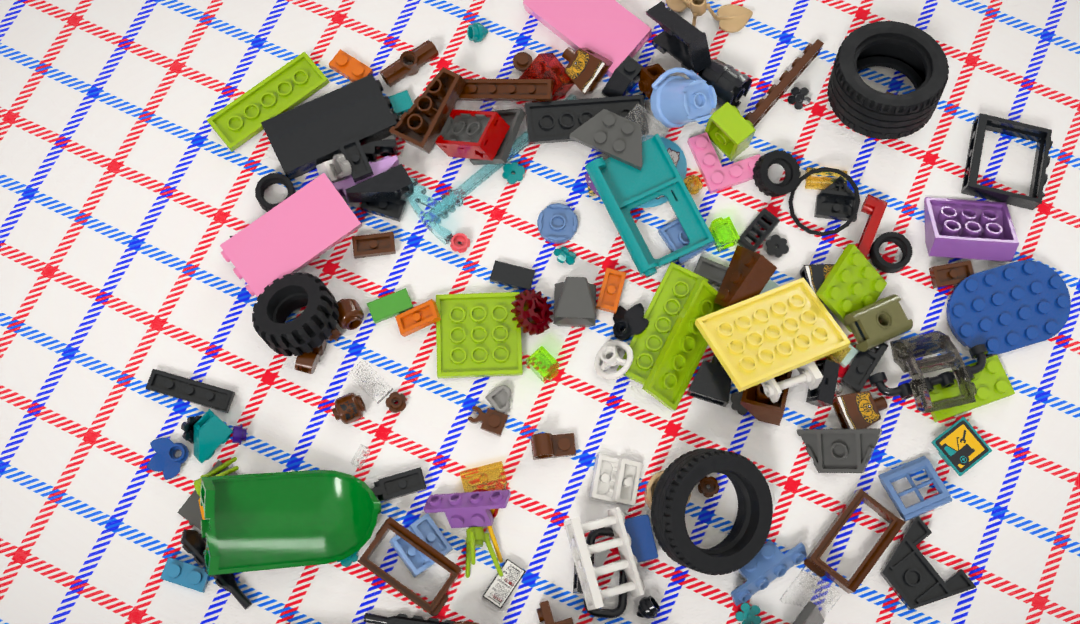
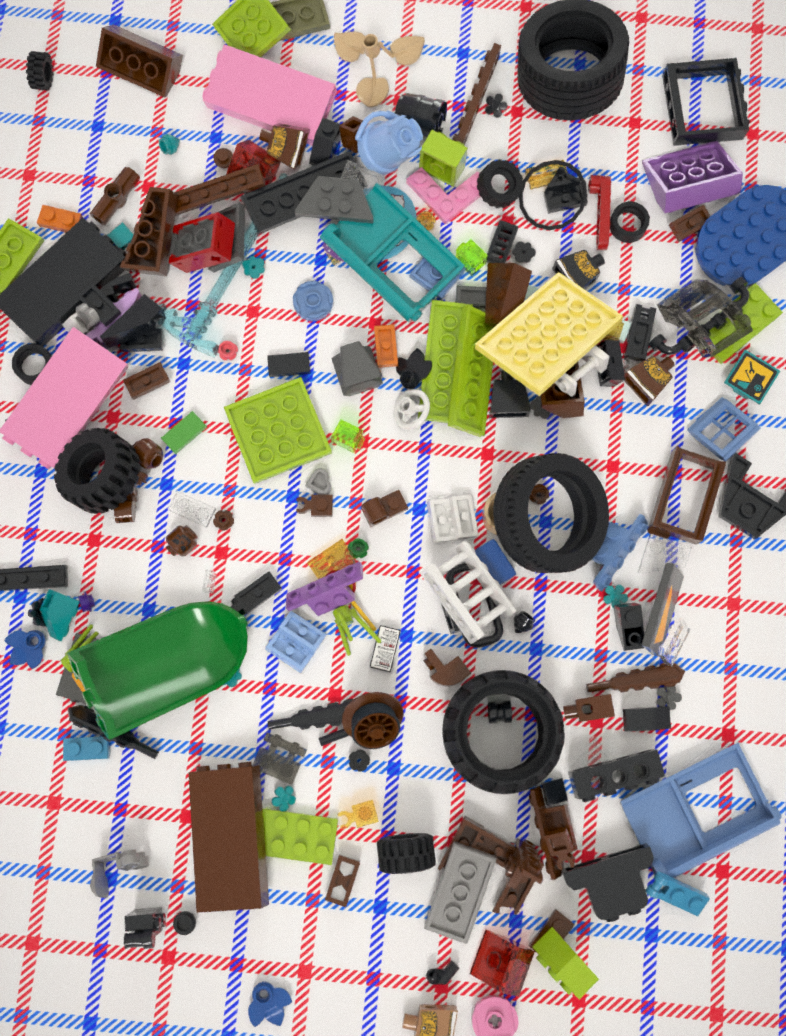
camera: 20 degrees left, 5 degrees up
(418, 318) = (214, 434): orange plate -> none
(441, 598) = (336, 652): reddish brown piece -> none
(514, 470) = (358, 543): none -> green plate
(532, 312) = (319, 391): dark red gear -> none
(564, 255) = (330, 328): teal plant -> none
(680, 39) = (382, 97): black piece -> none
(840, 448) = (646, 417): dark grey wing -> none
(851, 284) = (605, 266): lime plate -> none
(878, 322) = (640, 290): olive piece -> none

